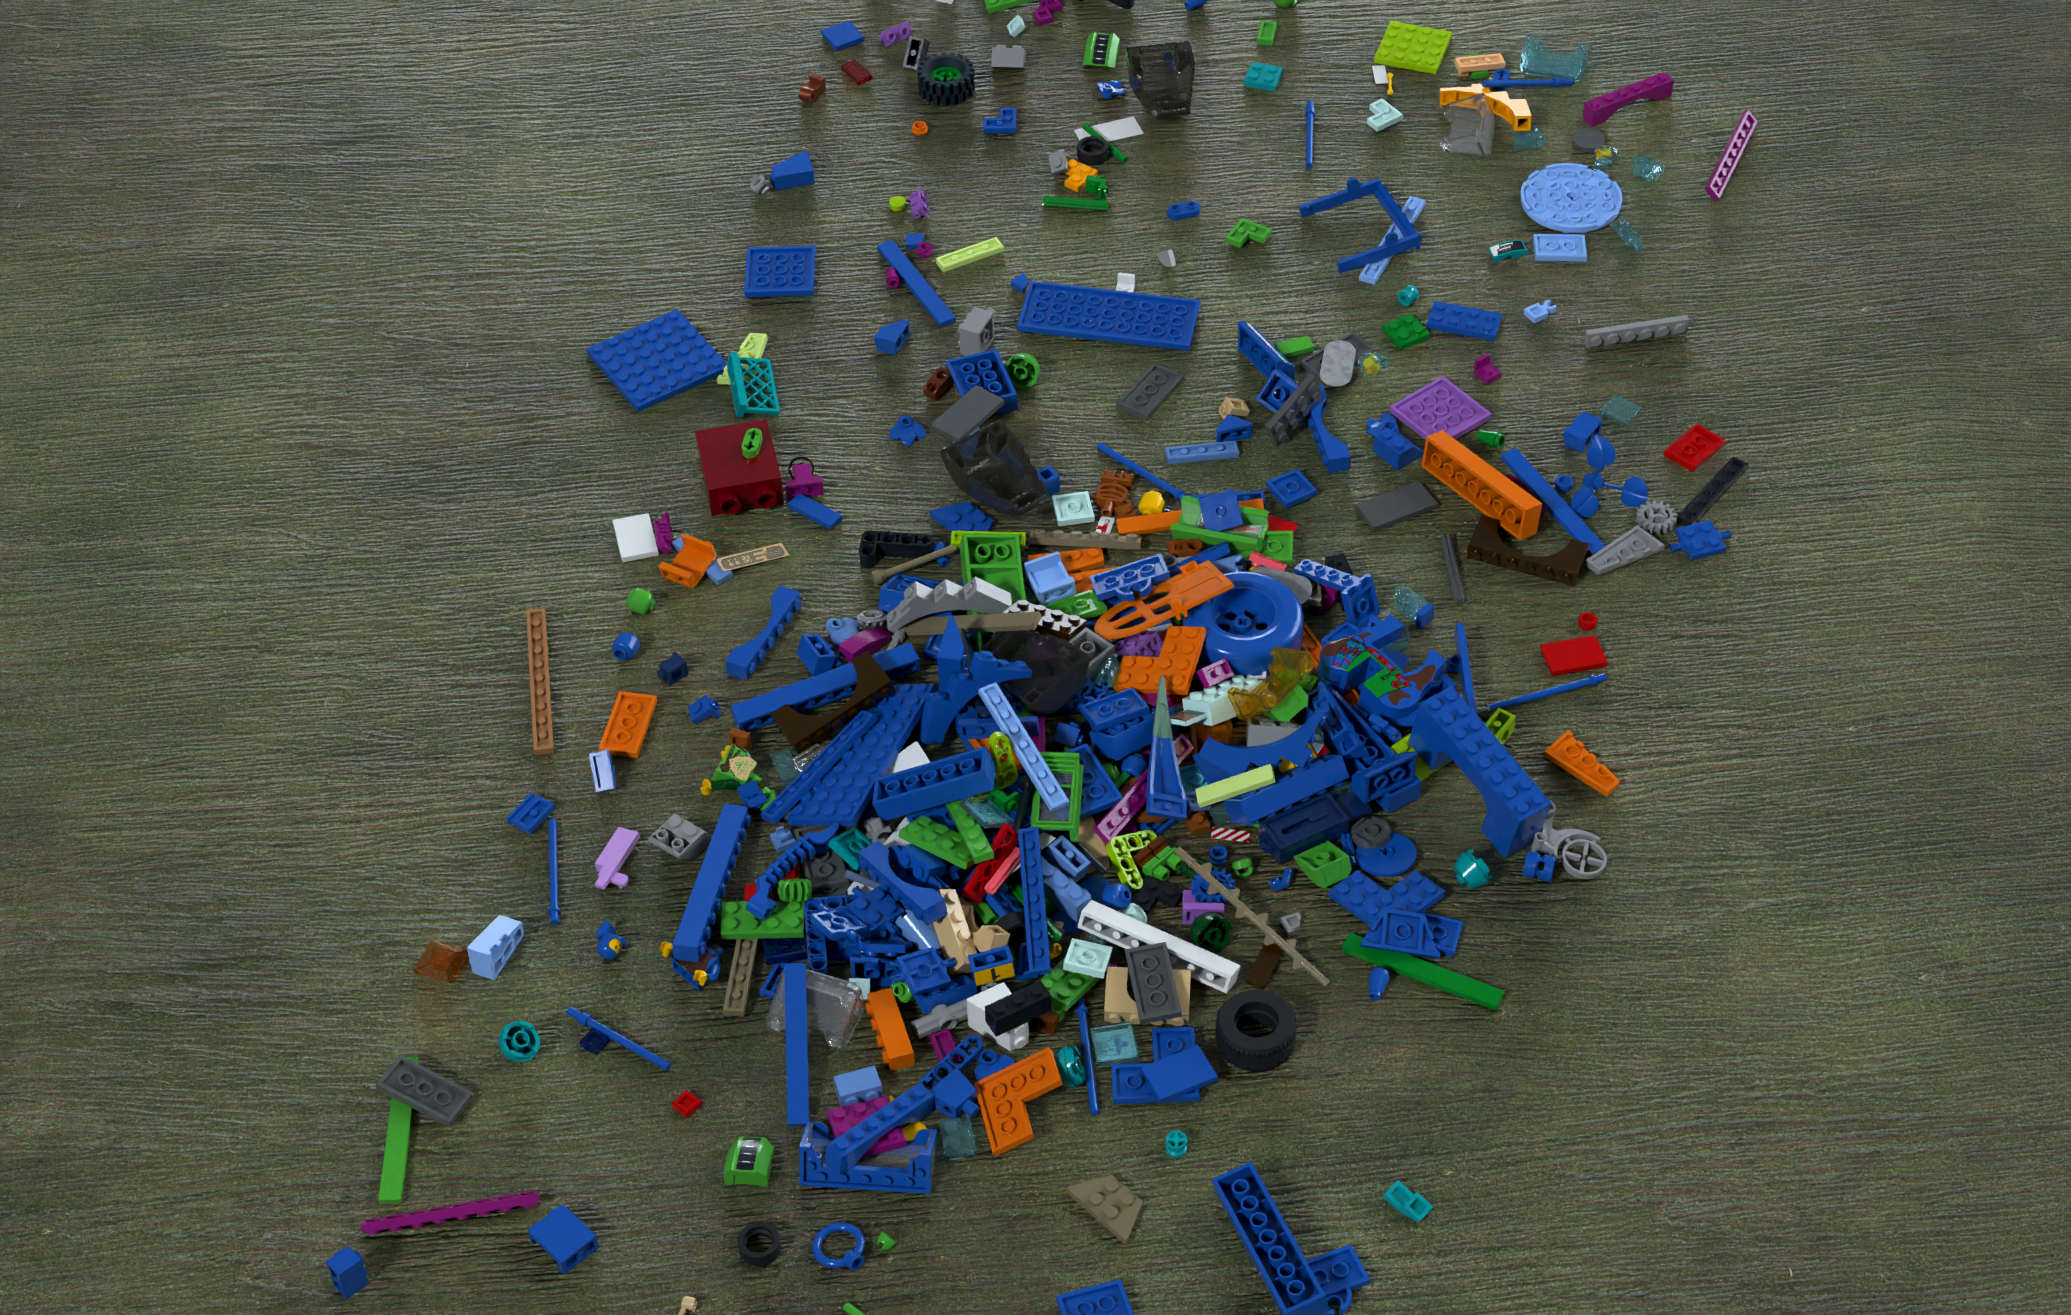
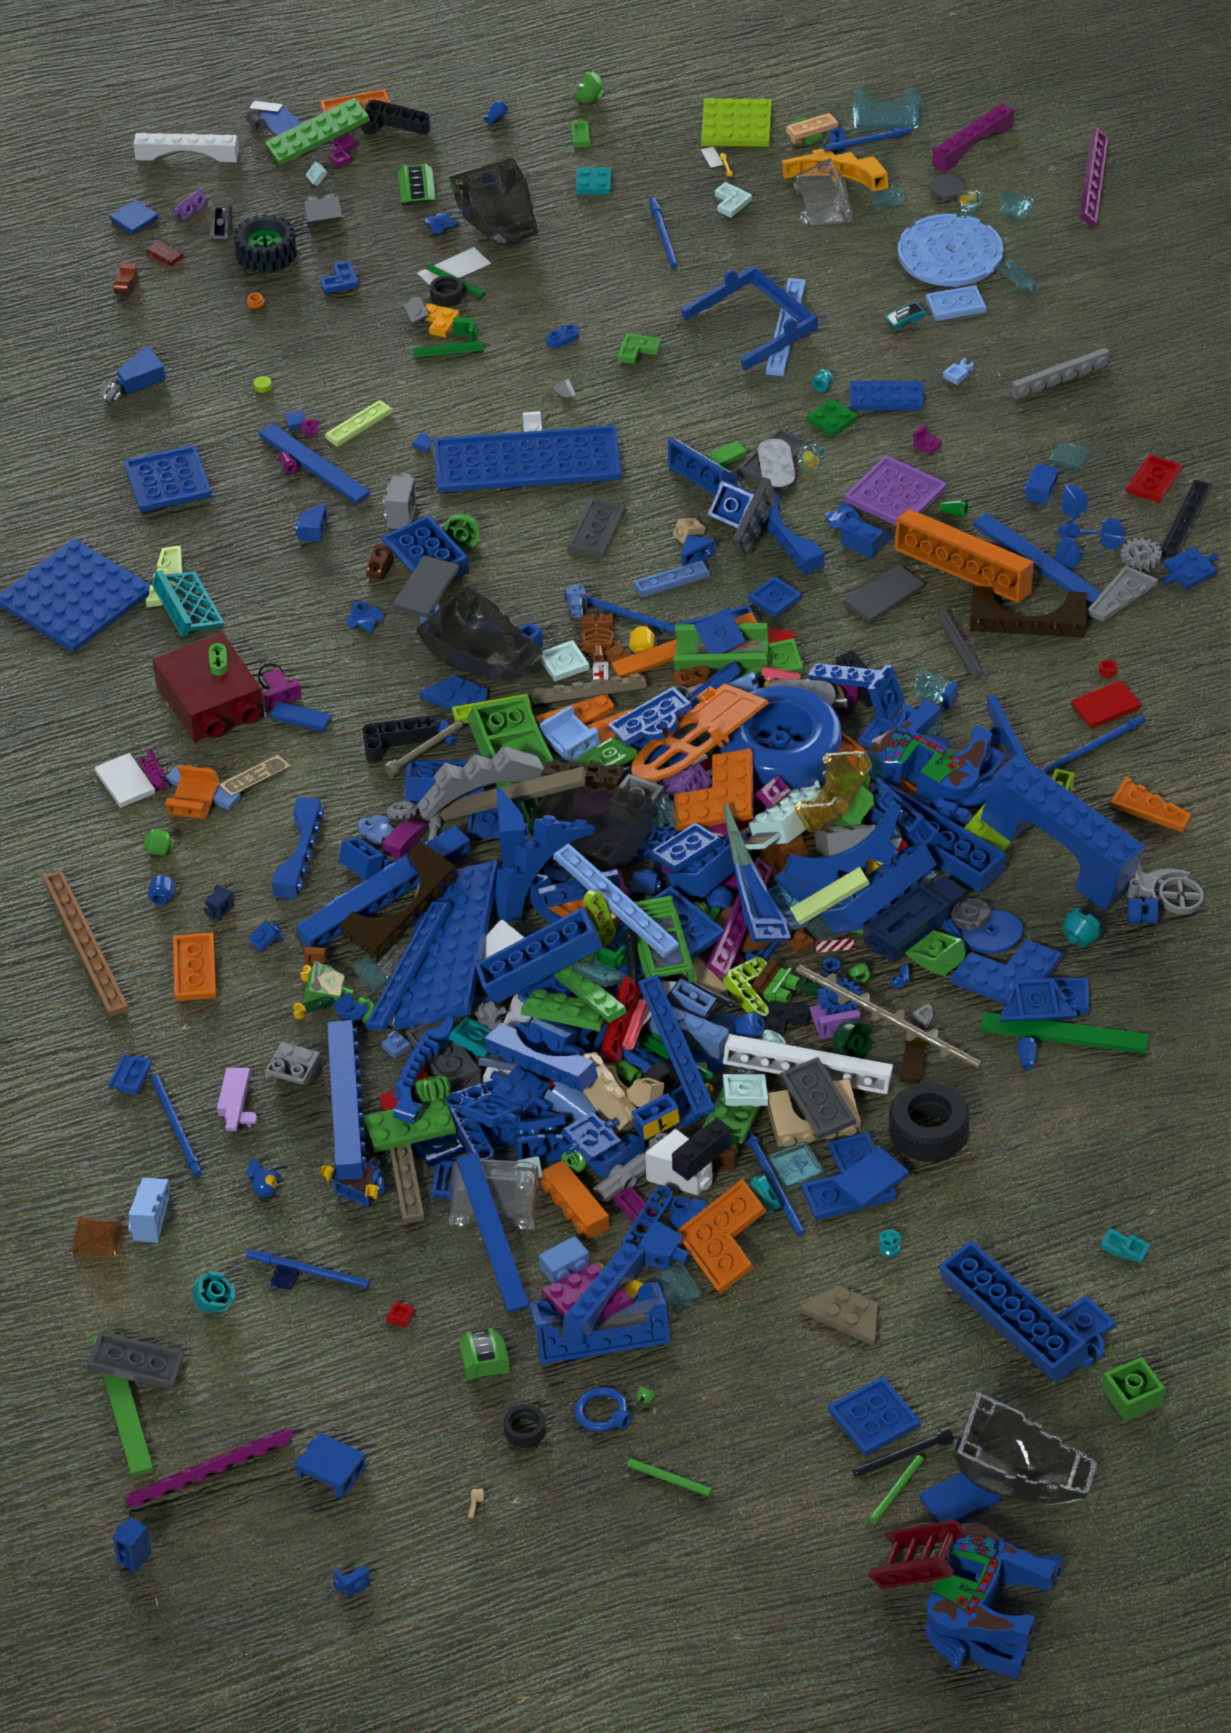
camera: 15 degrees left, 0 degrees up
(602, 770) = (189, 1016): tile -> none
(919, 204) = (284, 380): medium lavender hinge -> none
(1104, 454) = (576, 600): none -> medium blue hips
(1384, 776) = (972, 855): blue slope -> none
(1563, 483) = (1039, 539): blue tile -> none

